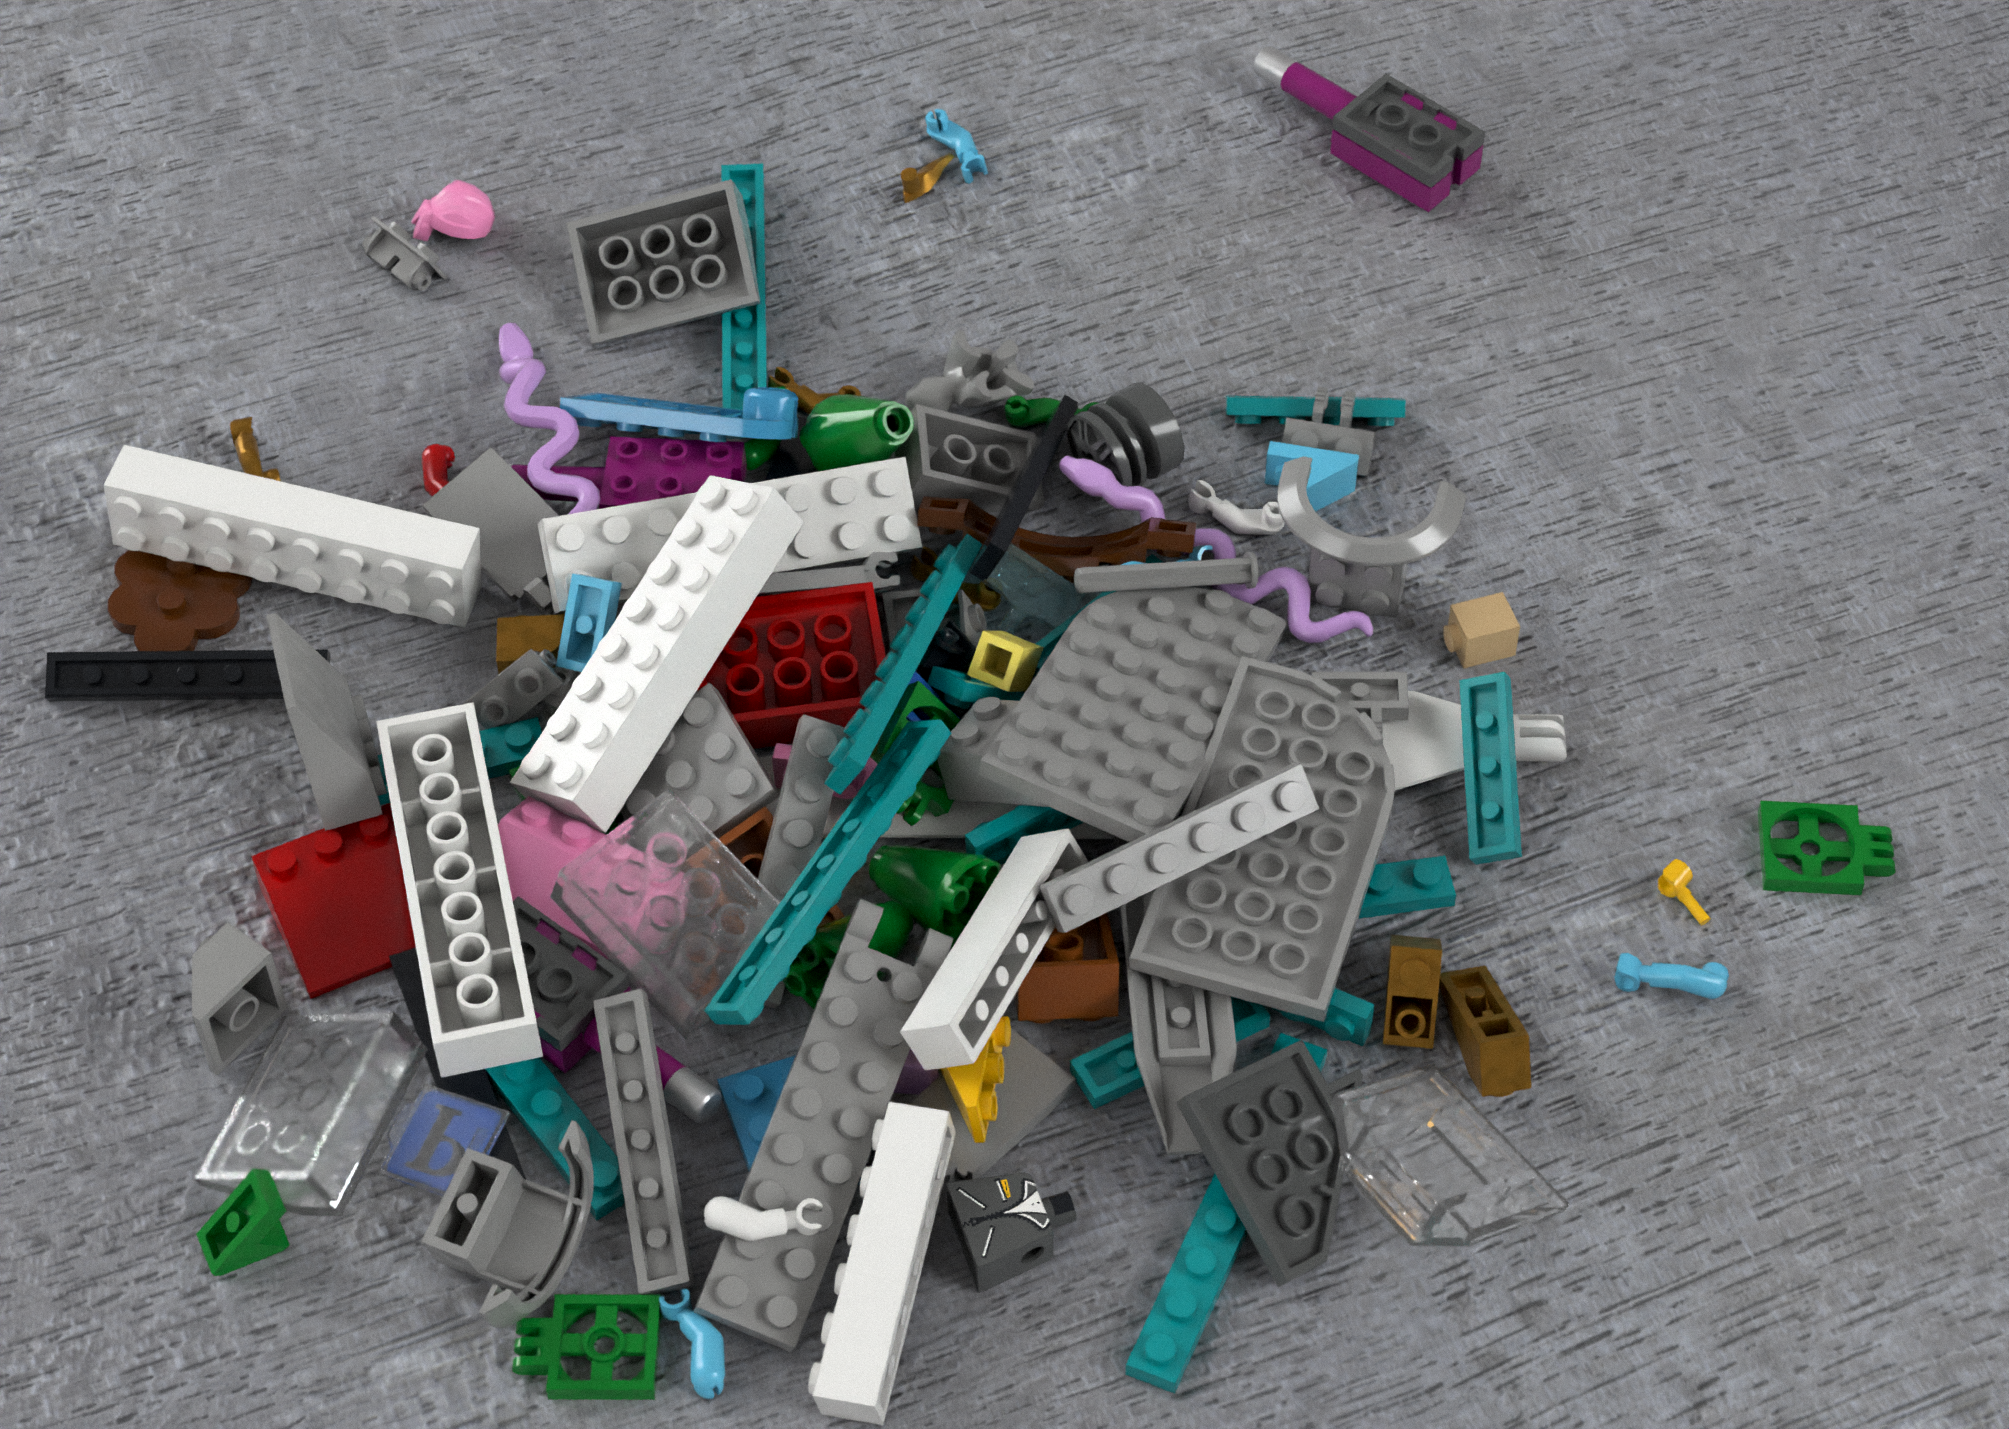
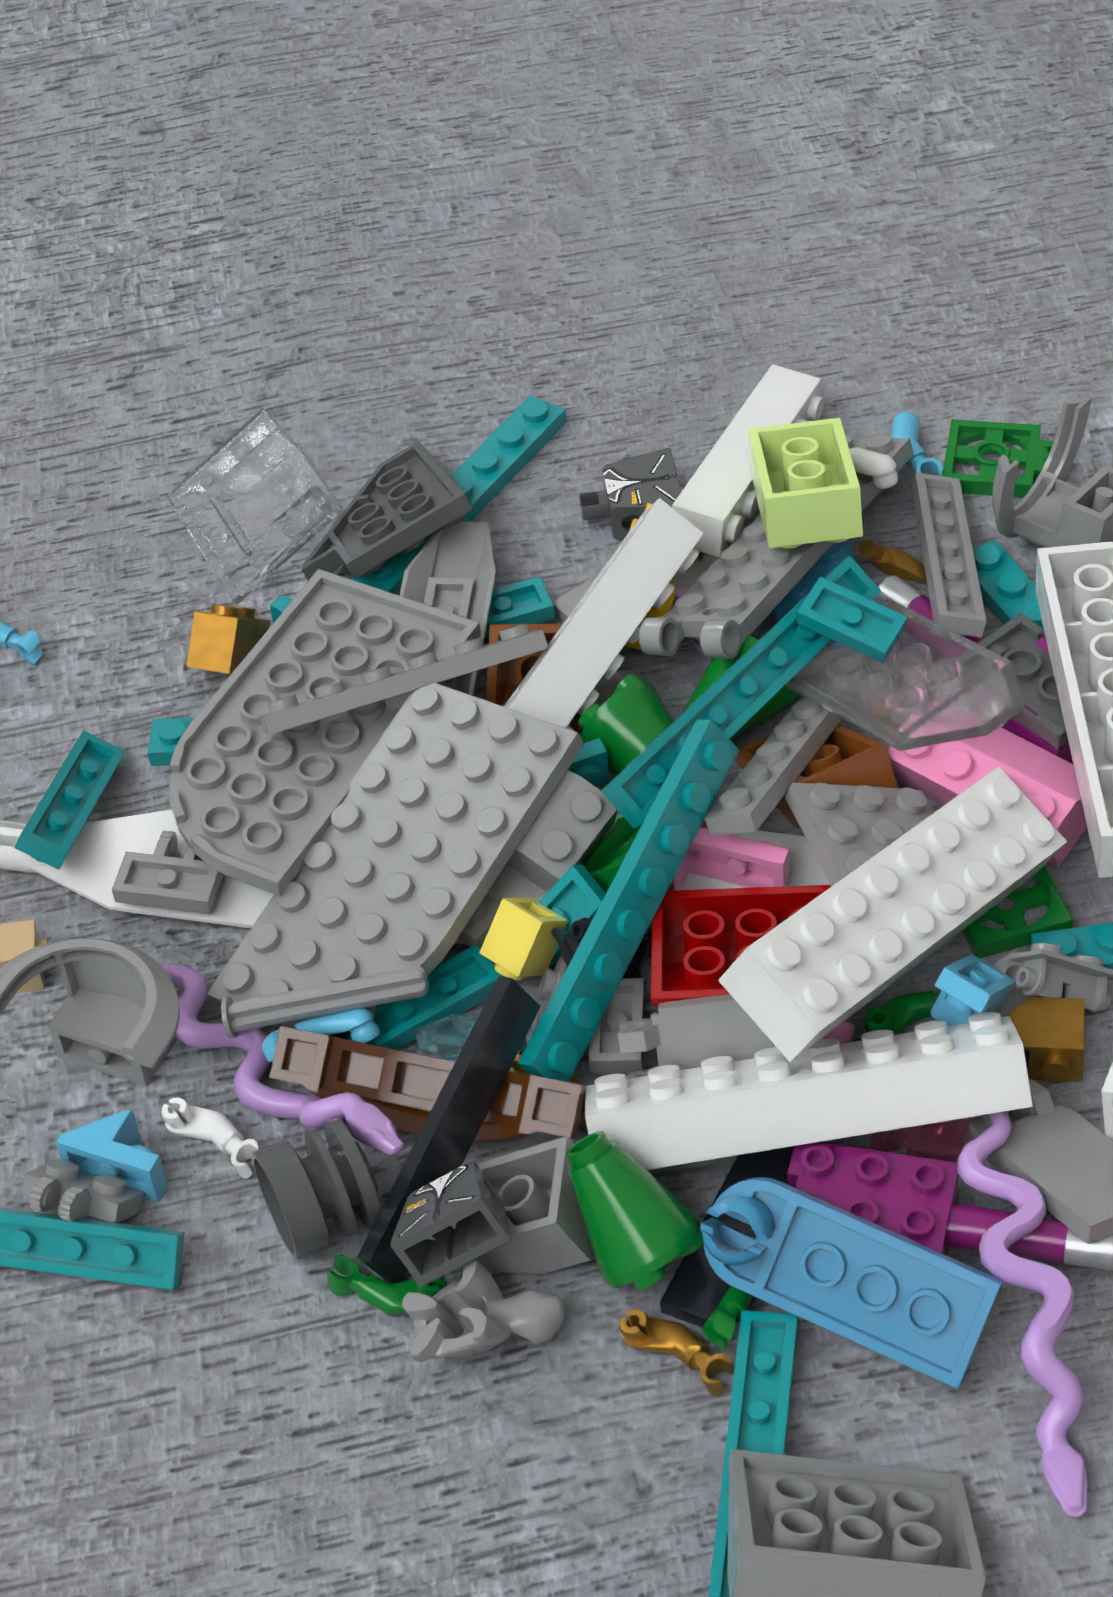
camera: 165 degrees left, 5 degrees down
(714, 1183) = (893, 561): none -> pearl gold bar
(727, 927) = (851, 619): none -> teal plate
(798, 1112) = (805, 483): none -> yellowish green brick
(1001, 407) = (458, 1219): none -> dark grey torso
(1487, 1032) = (175, 595): pearl gold slope -> none

